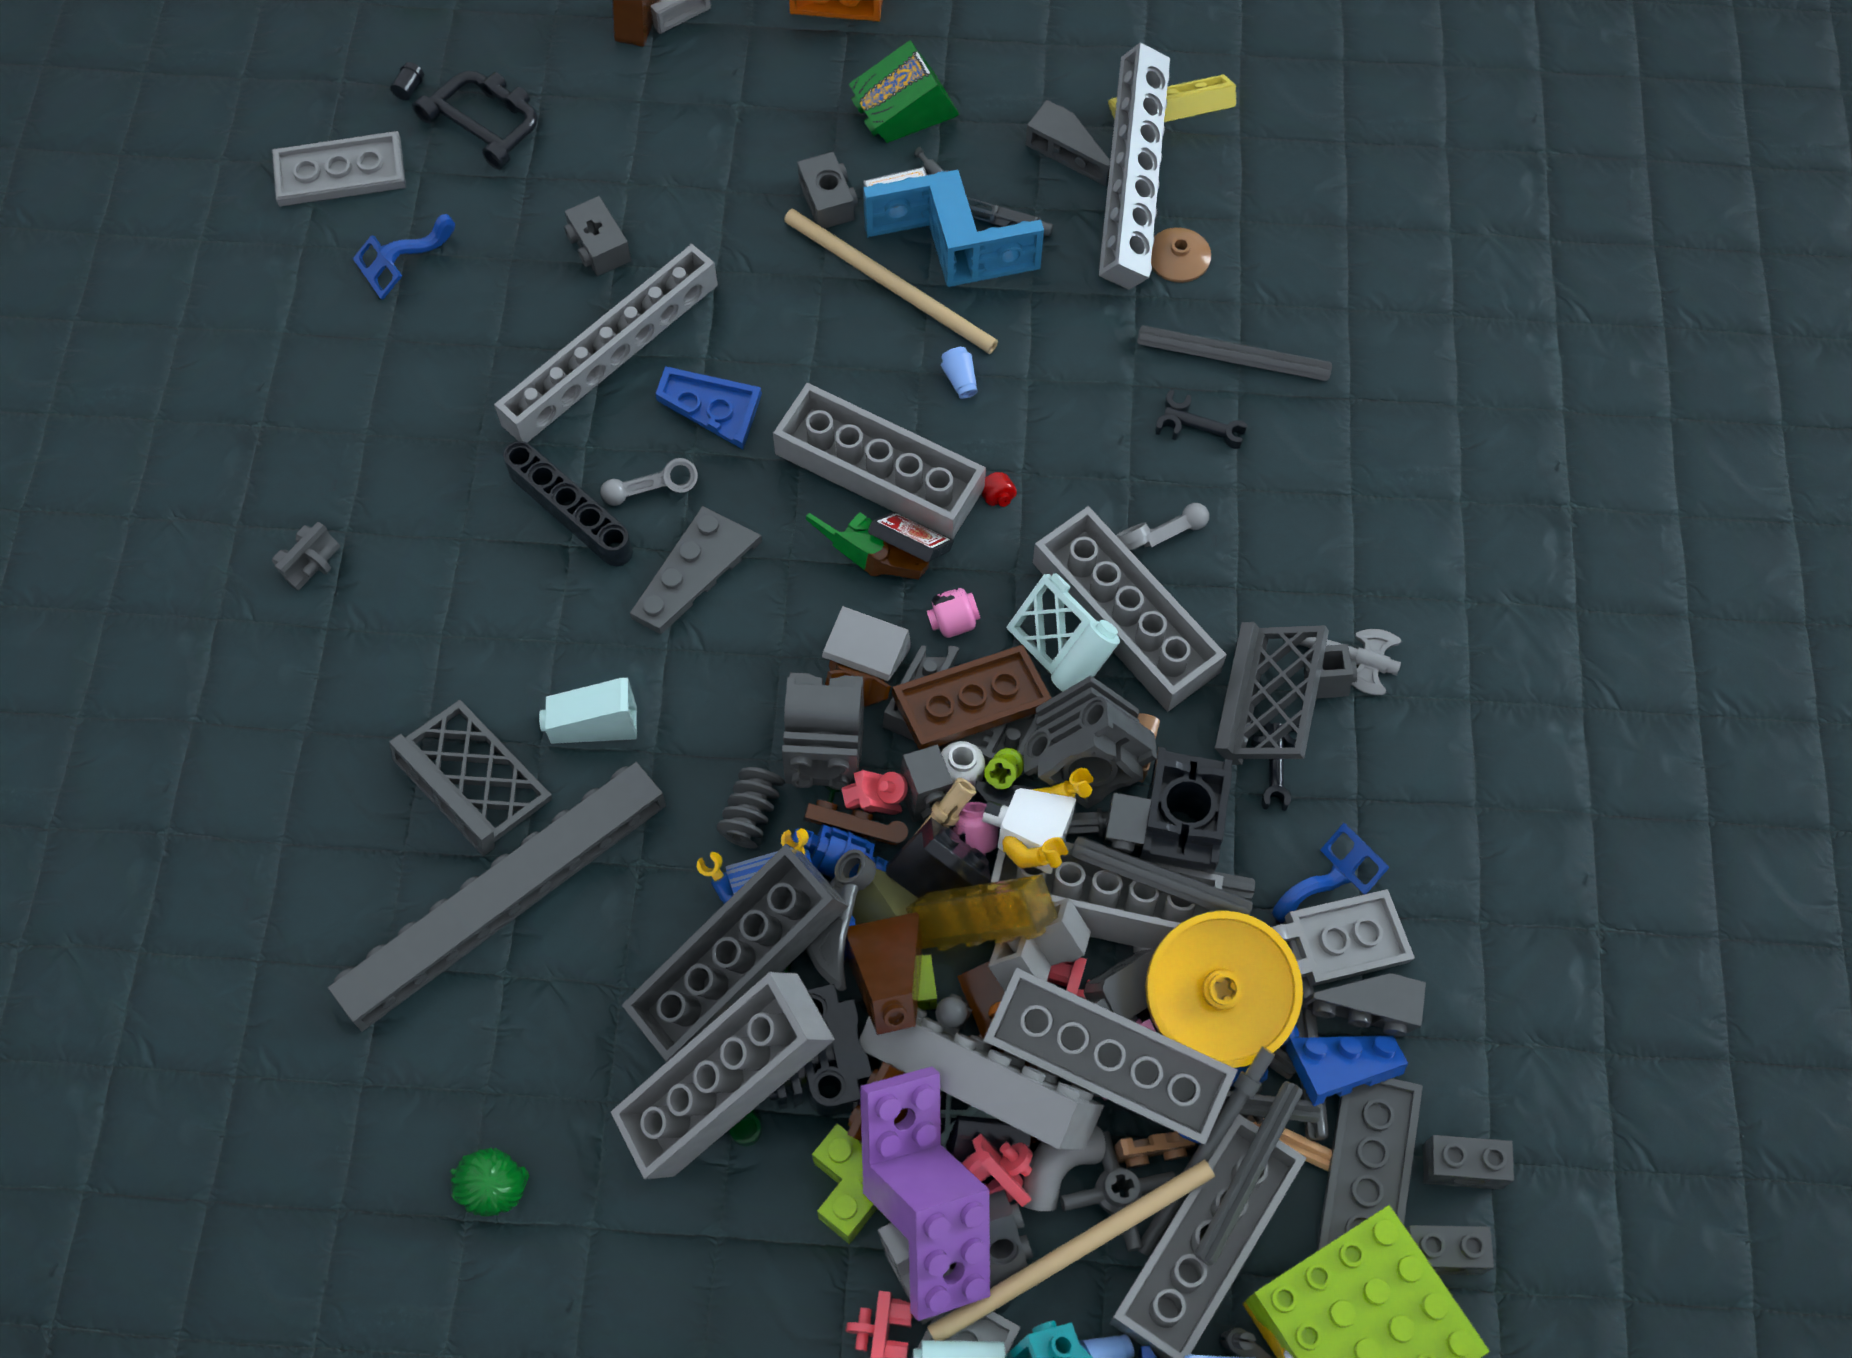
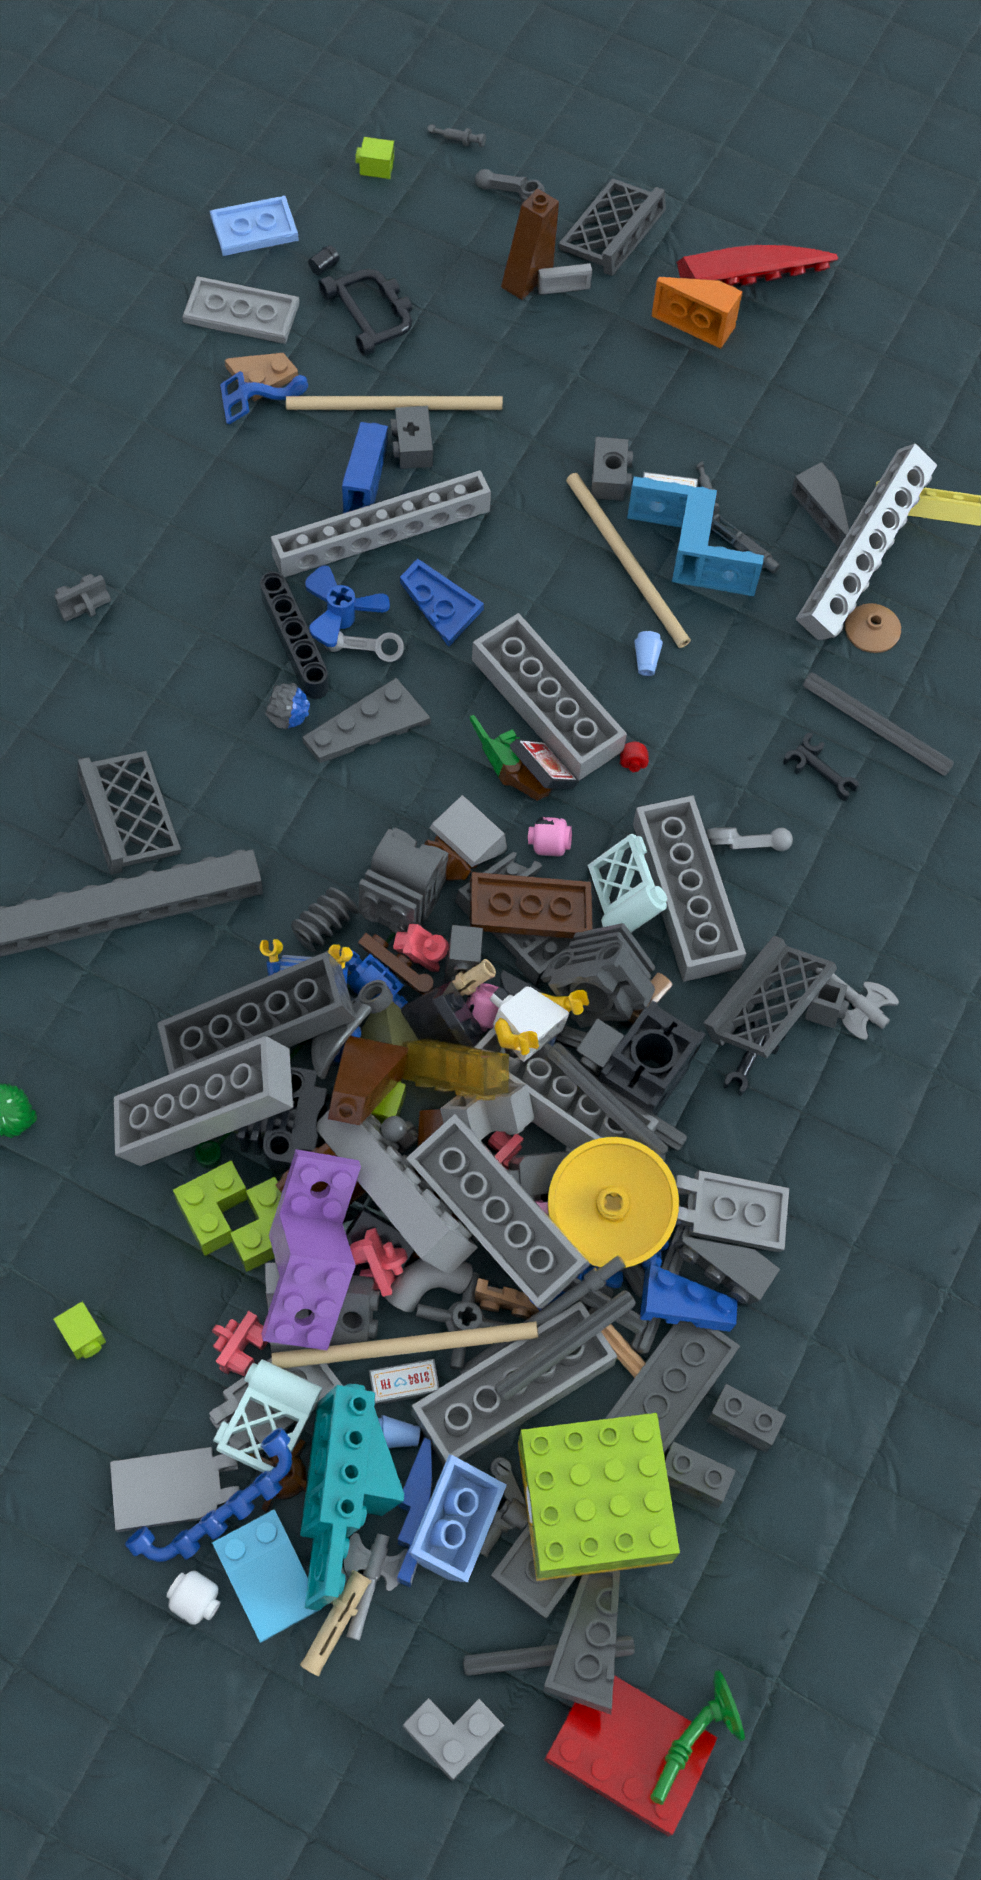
camera: 20 degrees right, 0 degrees up
(310, 71) = (254, 225): none -> light blue tile
(399, 222) = (267, 369): none -> medium nougat wing
(555, 208) = (393, 402): none -> tan piece
(560, 288) = (365, 466): none -> blue slope
(591, 713) = (237, 800): light aqua slope -> none
(598, 585) = (287, 706): none -> dark grey piece
(604, 449) = (340, 605): none -> blue piece
(768, 1191) = (205, 1200): none -> lime brick
(901, 95) = (707, 415): green slope -> none
(964, 761) = (500, 952): white head -> none
(1009, 758) = (528, 968): lime bush -> none
(1084, 1289) = (404, 1381): none -> white tile
(1341, 873) = (757, 1162): blue piece -> none

